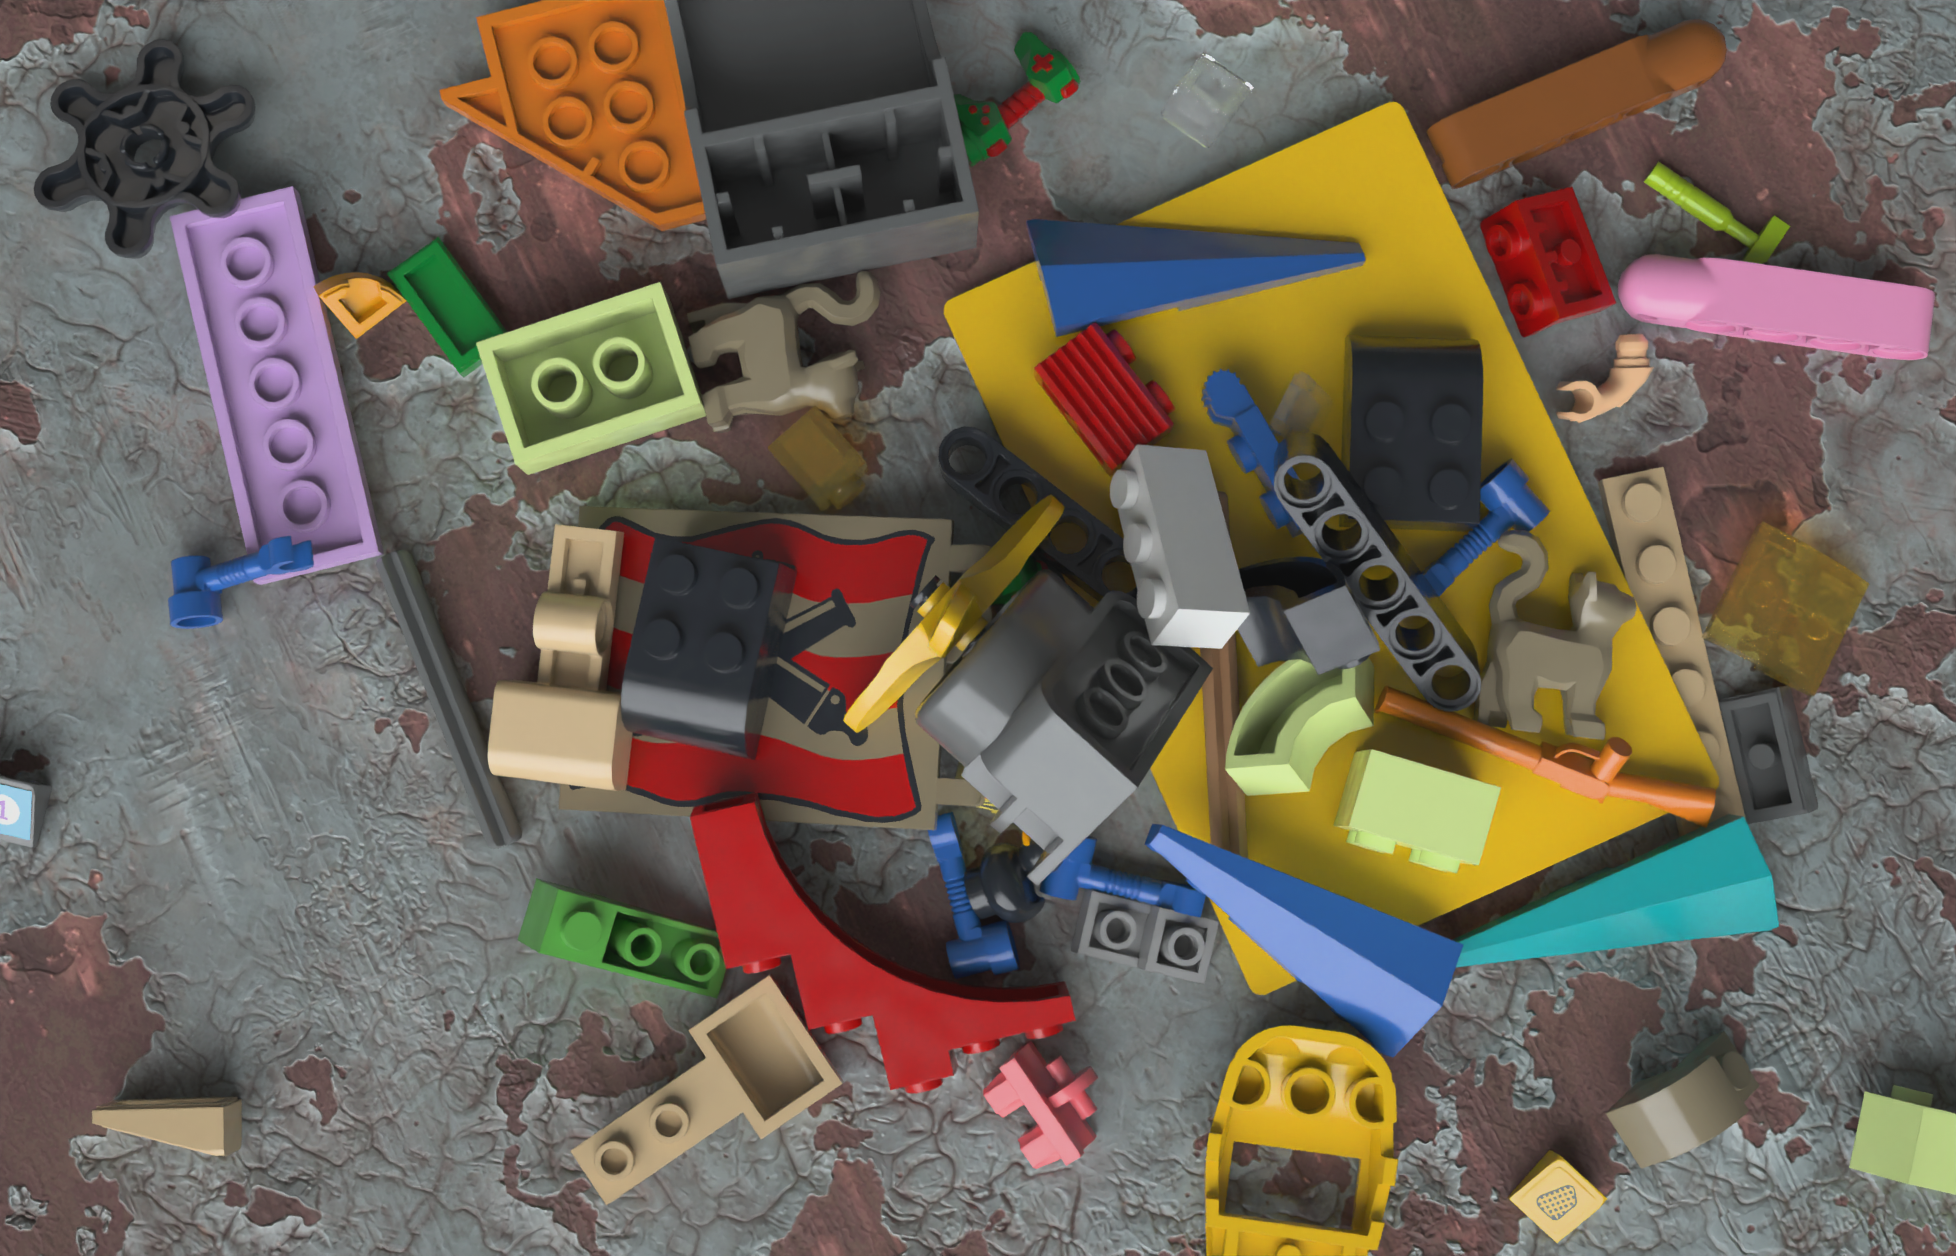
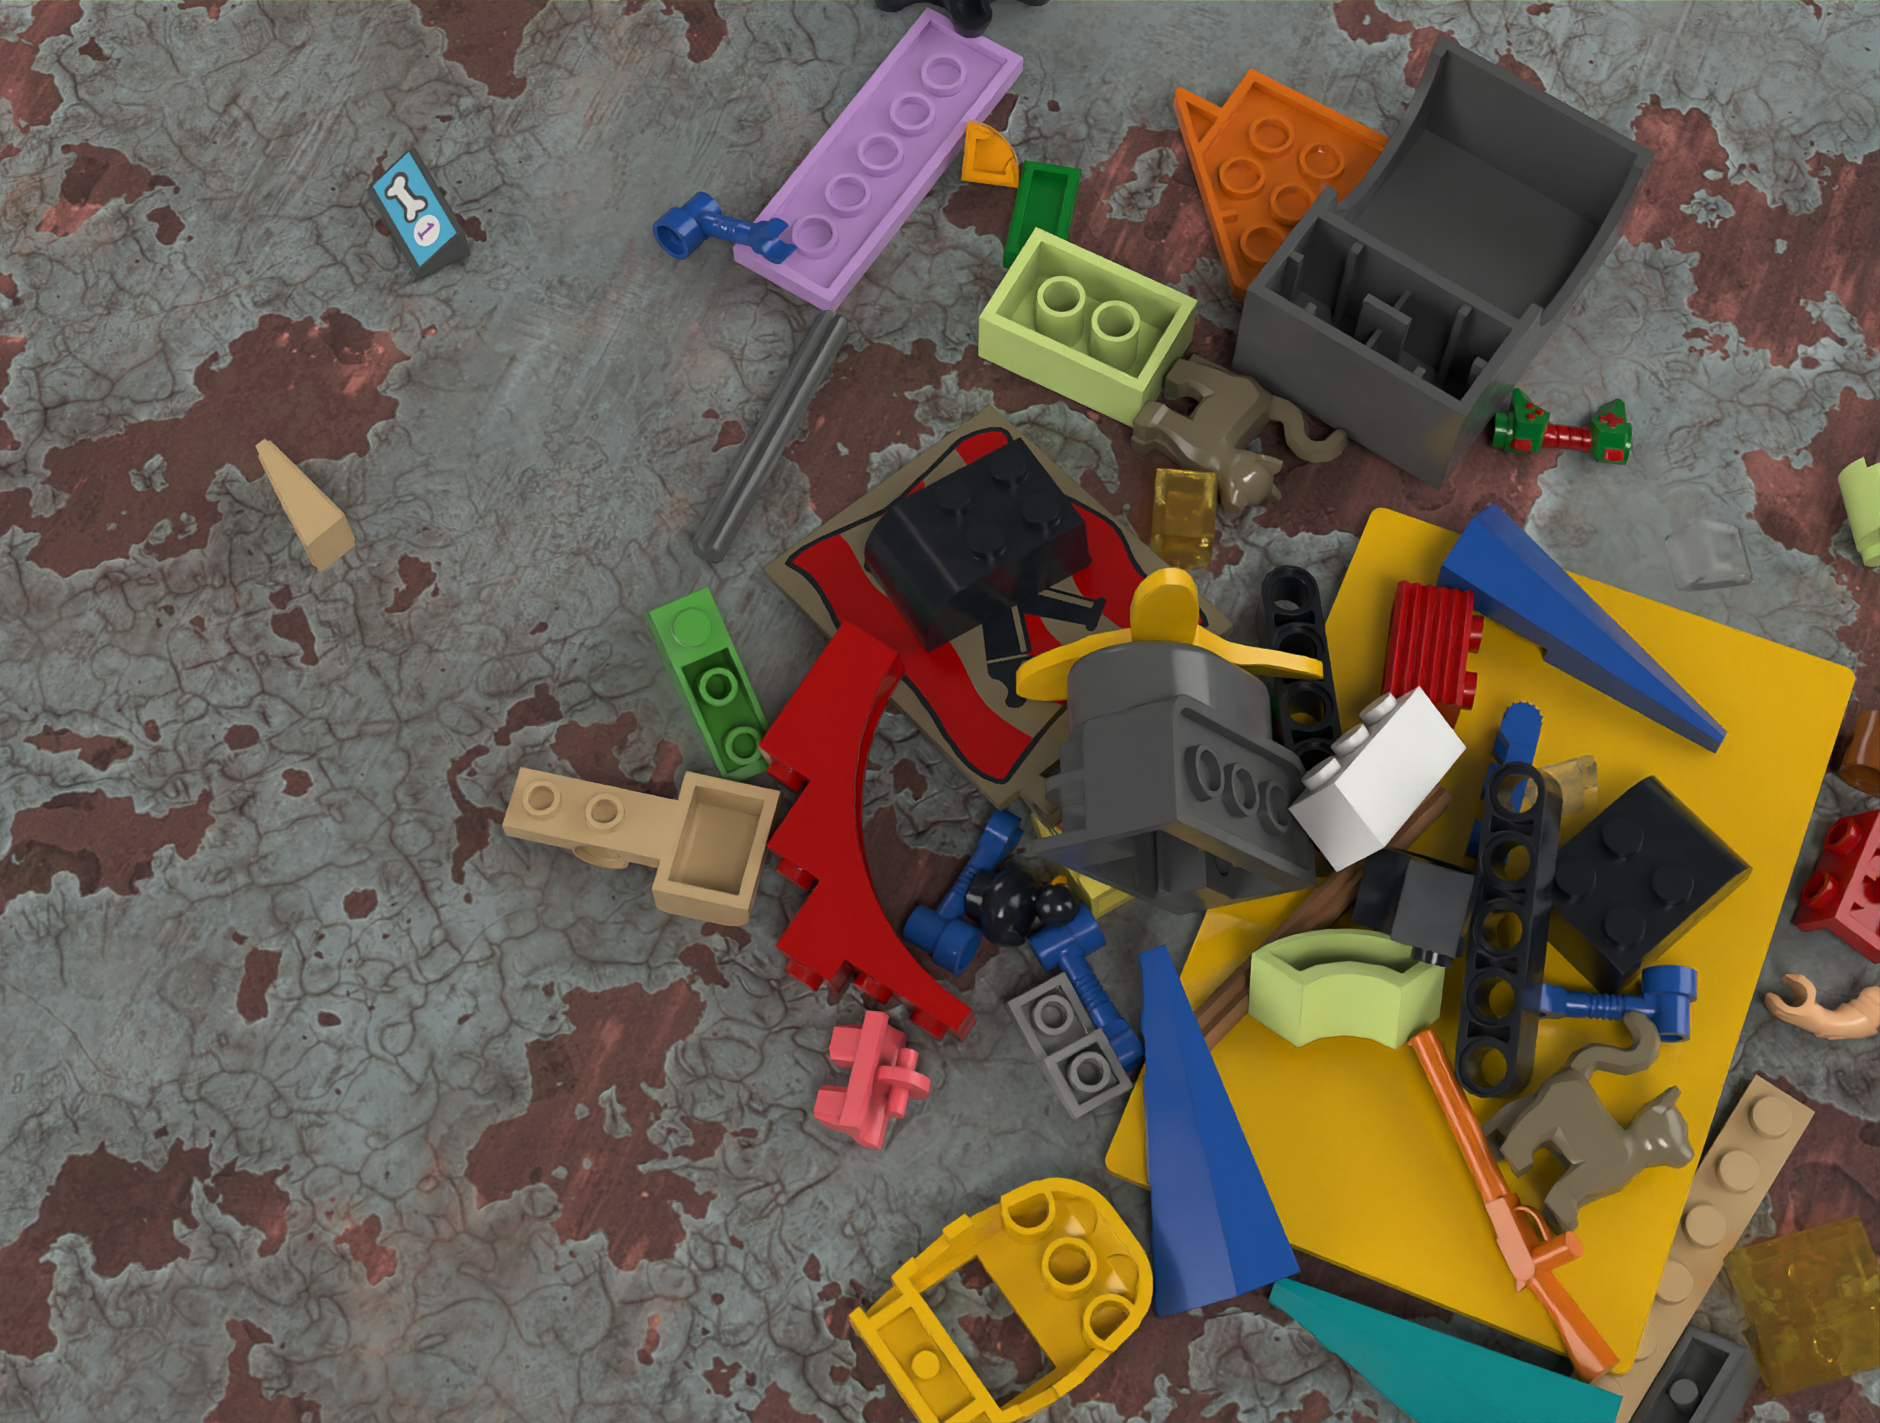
camera: 50 degrees right, 20 degrees down
(567, 721) = (827, 512): tan plate -> none
(1418, 808) = (1365, 1126): yellowish green brick -> none

